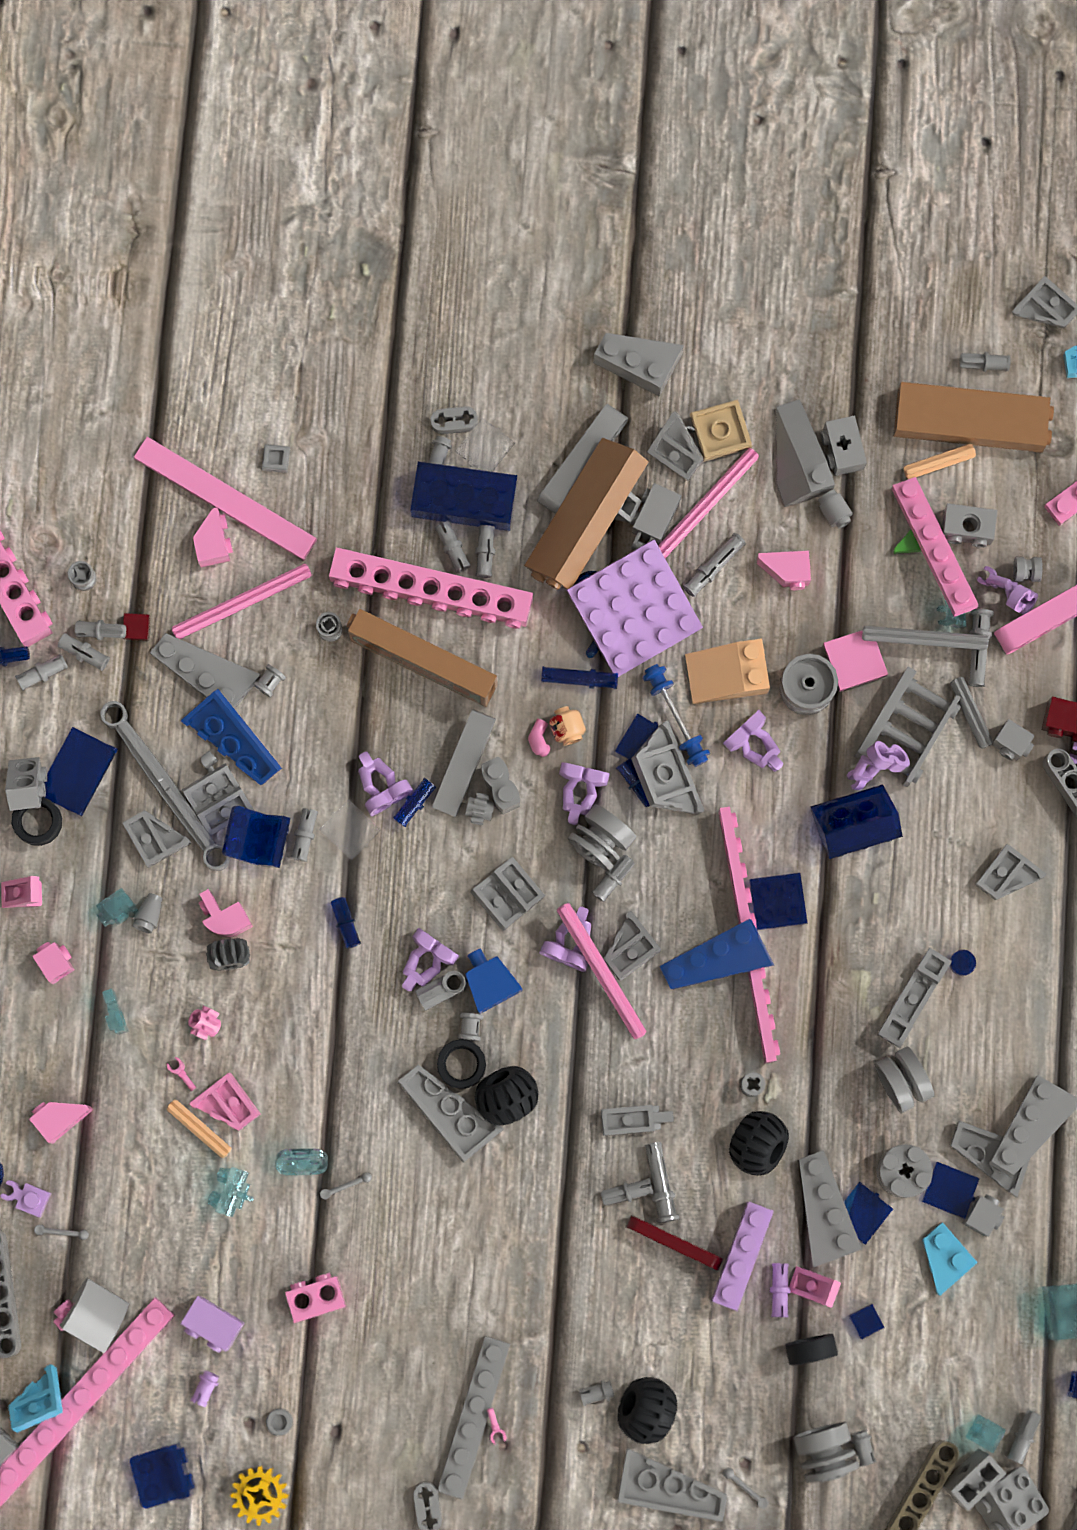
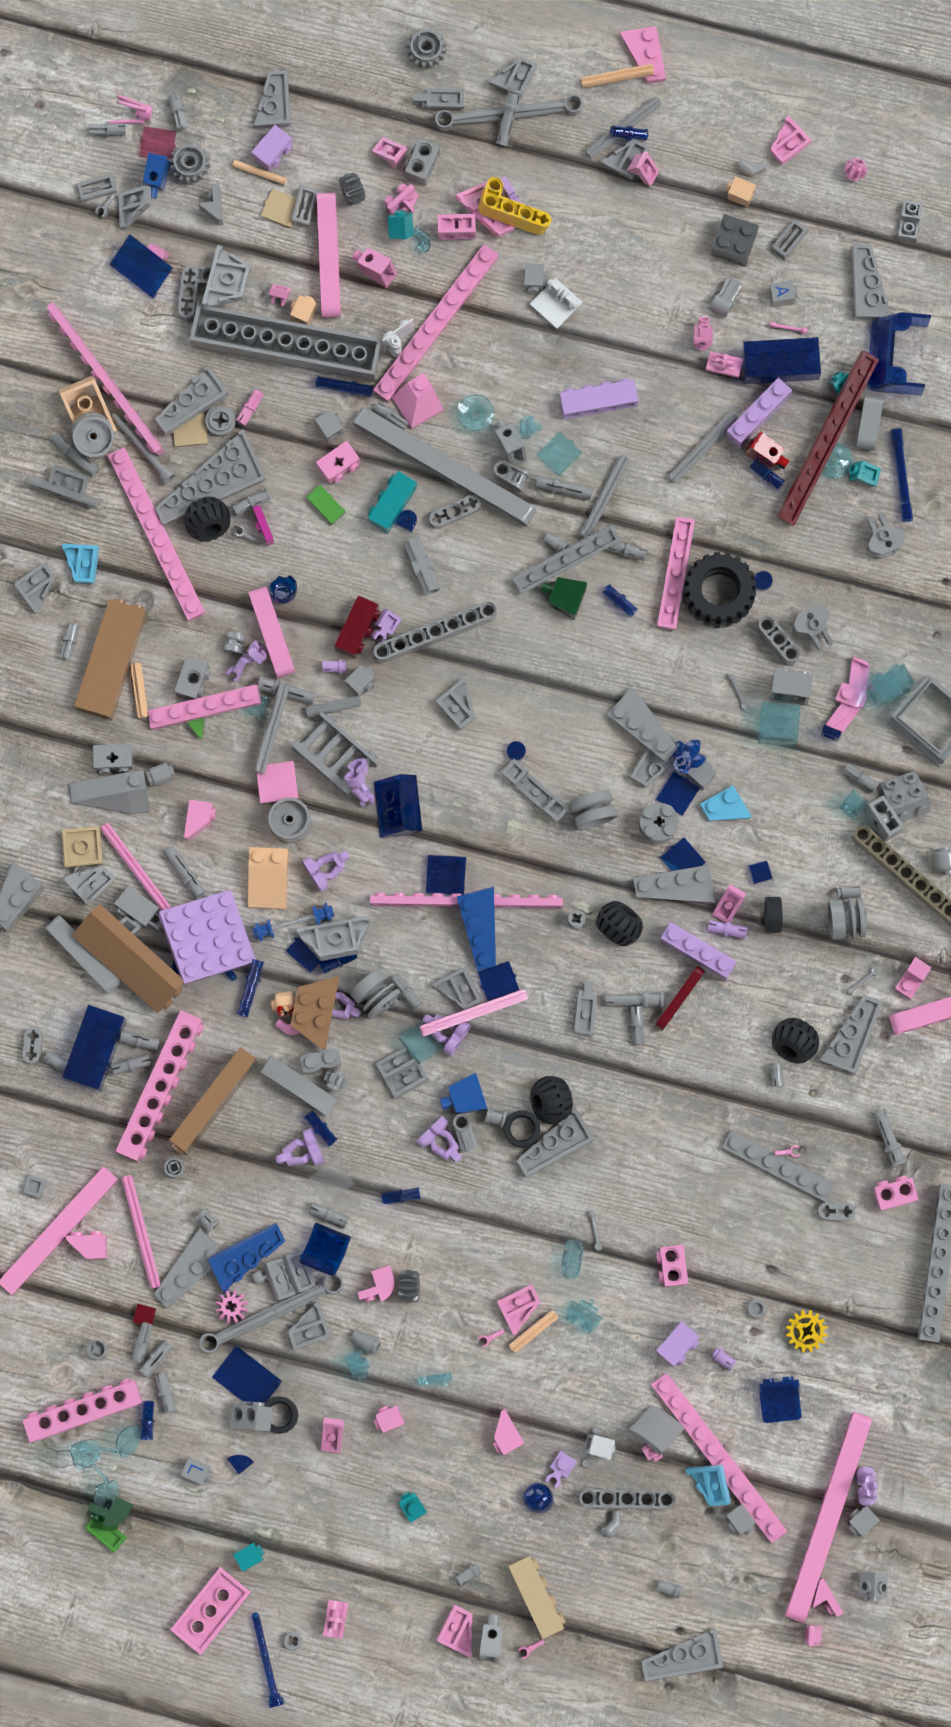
camera: 75 degrees left, 0 degrees up
(61, 1243) = (599, 1446): none -> brick
(173, 735) = (229, 1313): none -> bright pink gear
(204, 1022) = (456, 1313): bright pink gear -> none
(544, 906) = (420, 1046): none -> clear light blue piece
(564, 763) = (314, 1010): none -> medium nougat wing
(651, 997) = (498, 981): none -> clear blue piece
(1006, 1195) = (689, 754): none -> clear blue plate
(1024, 703) = (334, 666): none -> lavender pin

